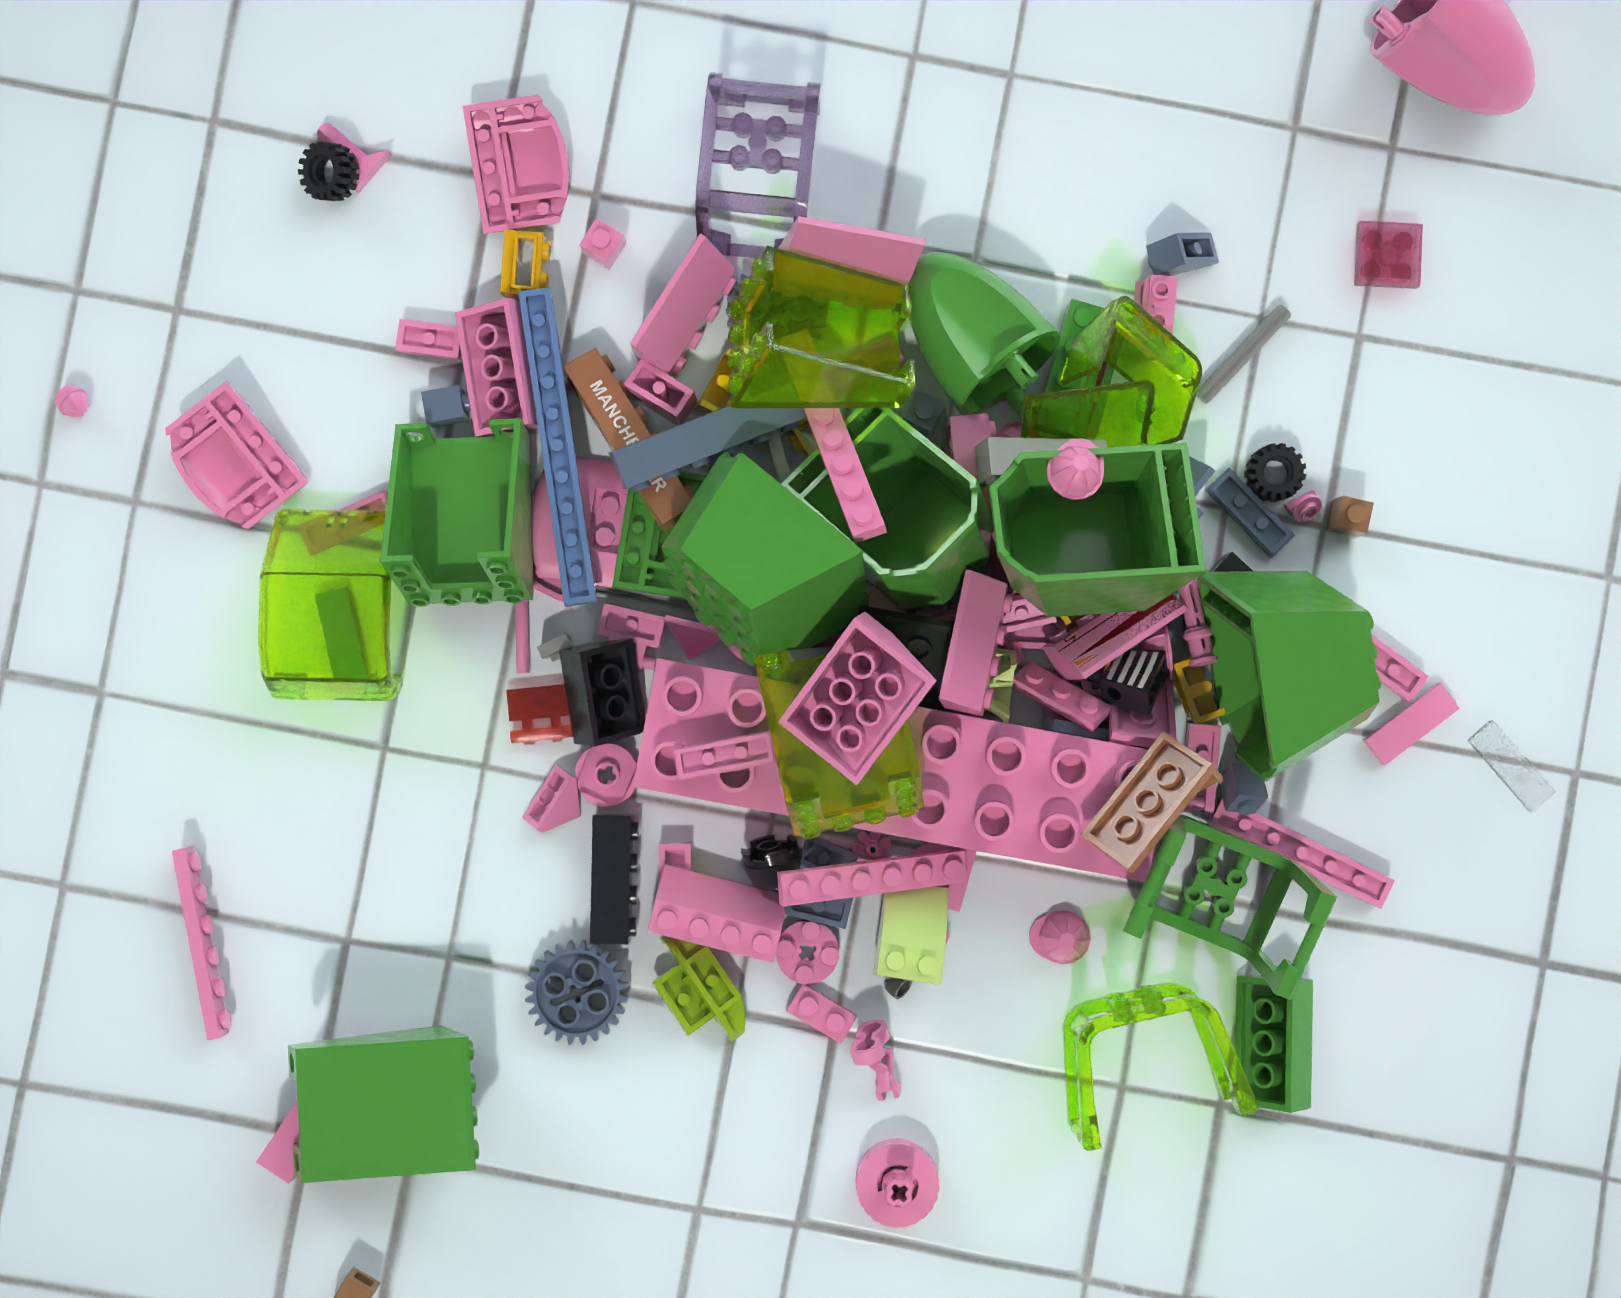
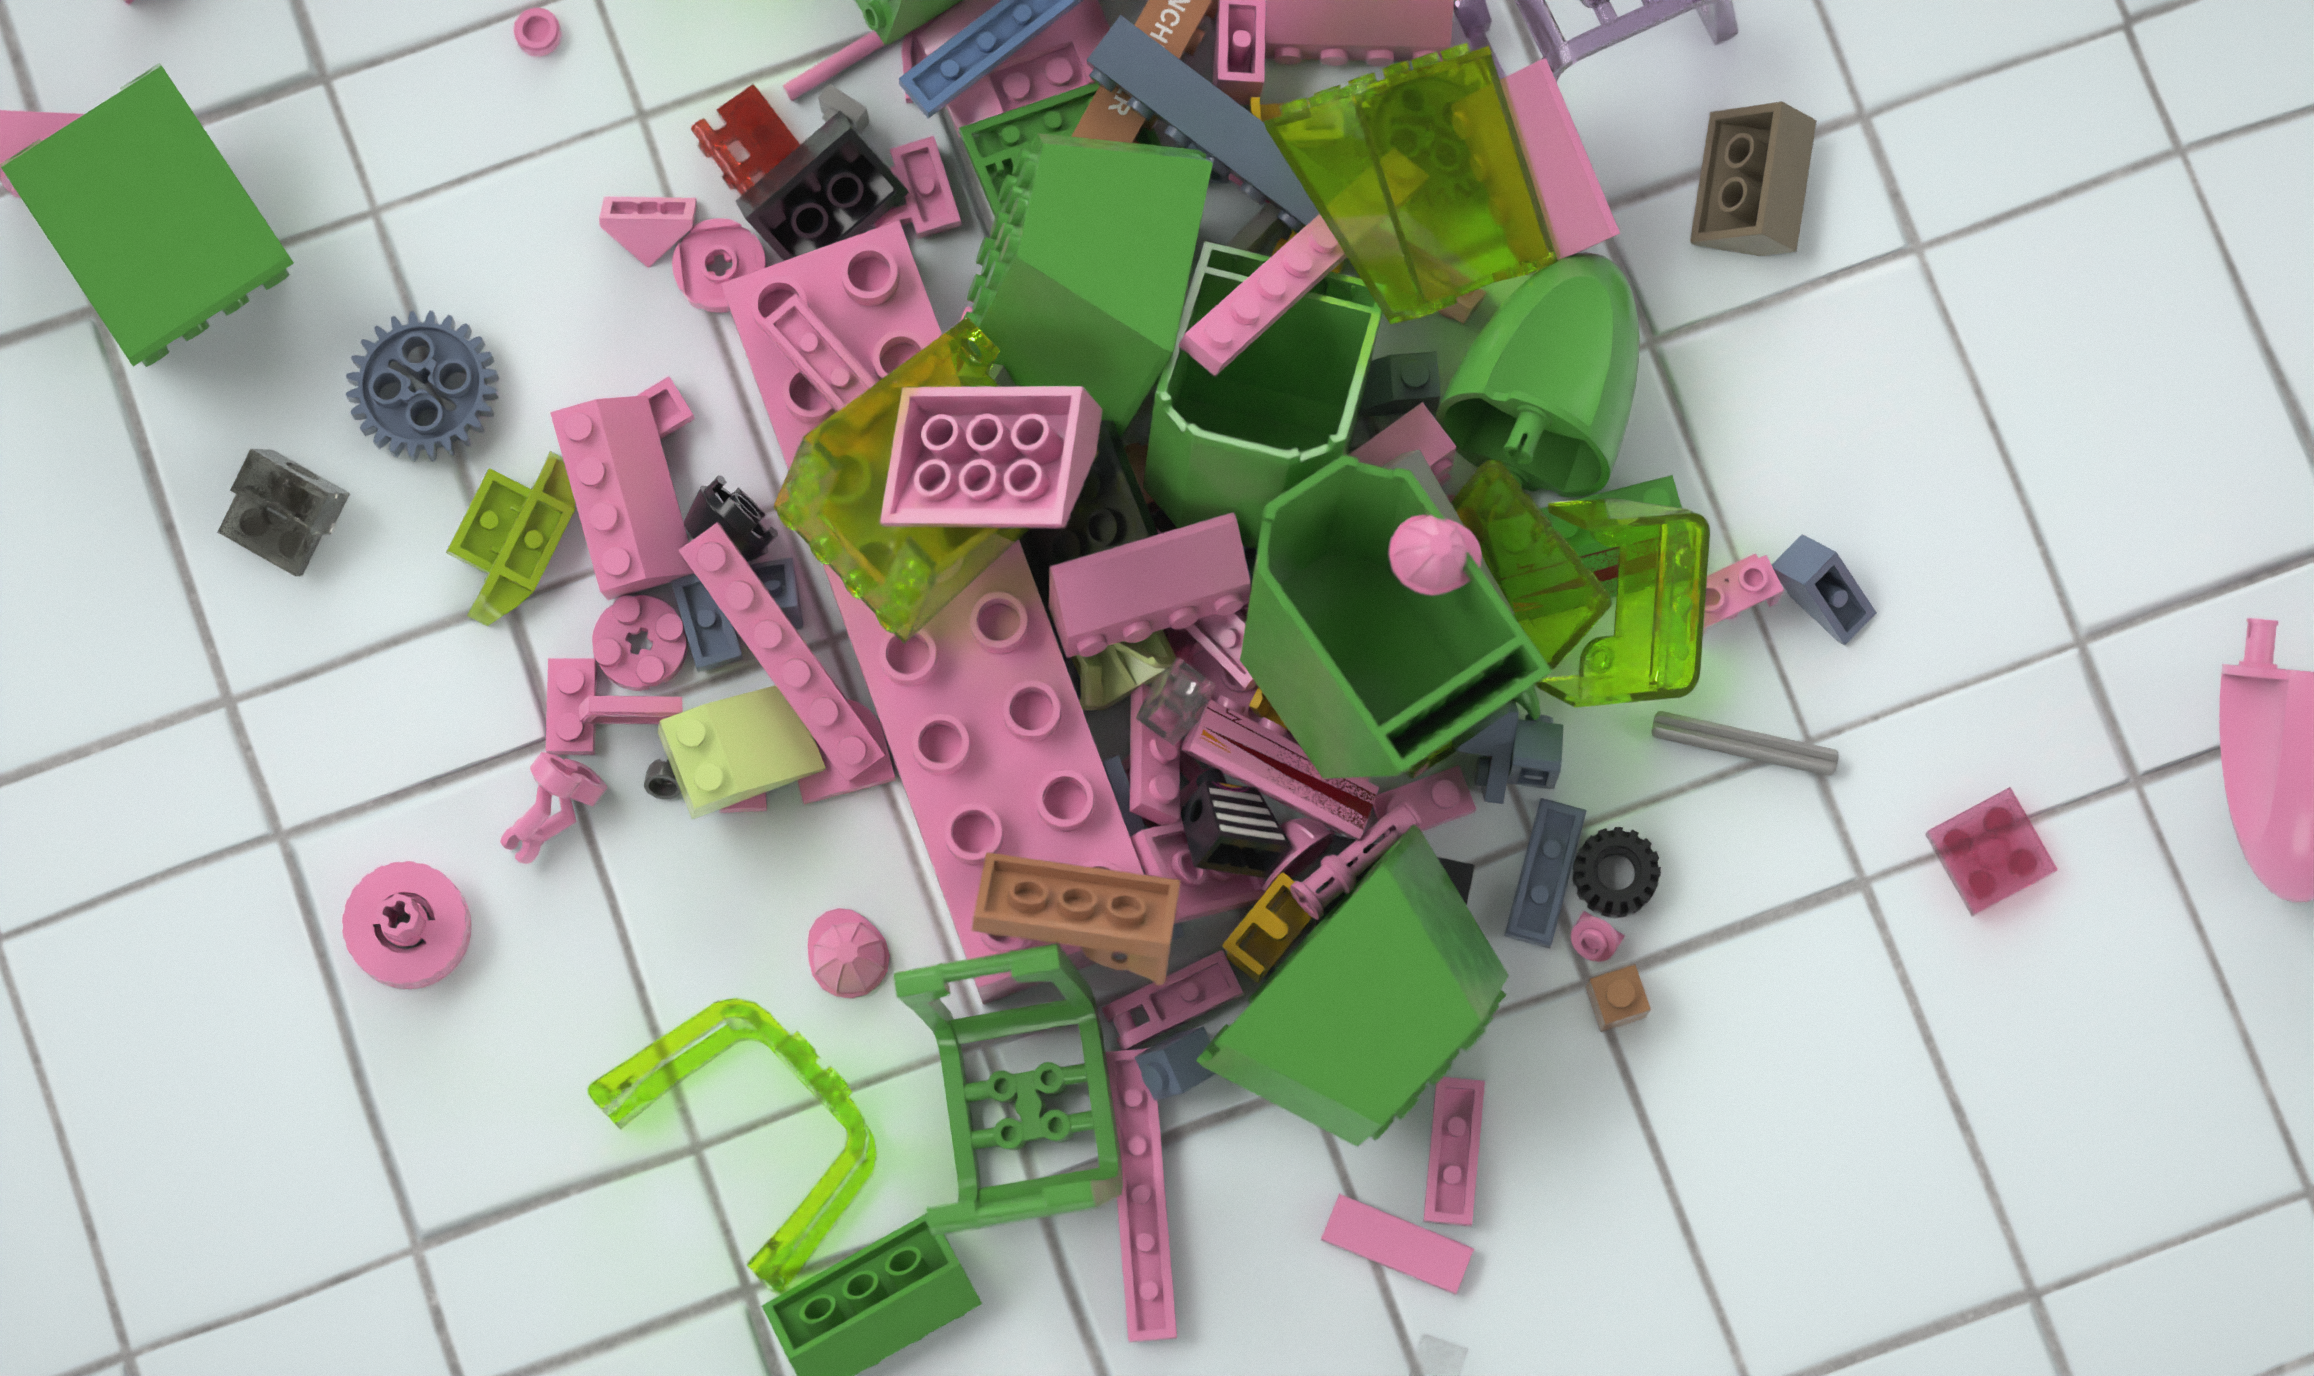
camera: 70 degrees right, 10 degrees down
(395, 798) = (537, 32): none -> bright pink tile
(604, 1117) = (291, 490): none -> clear smoke brick
(612, 879) = (592, 346): black brick -> none
(691, 635) = (955, 264): bright pink slope -> none
(849, 982) = (628, 709): none -> bright pink tile
(868, 841) = (831, 643): bright pink plant -> none
(917, 142) = (1753, 179): none -> dark tan slope
(1040, 666) = (1175, 701): none -> clear brick

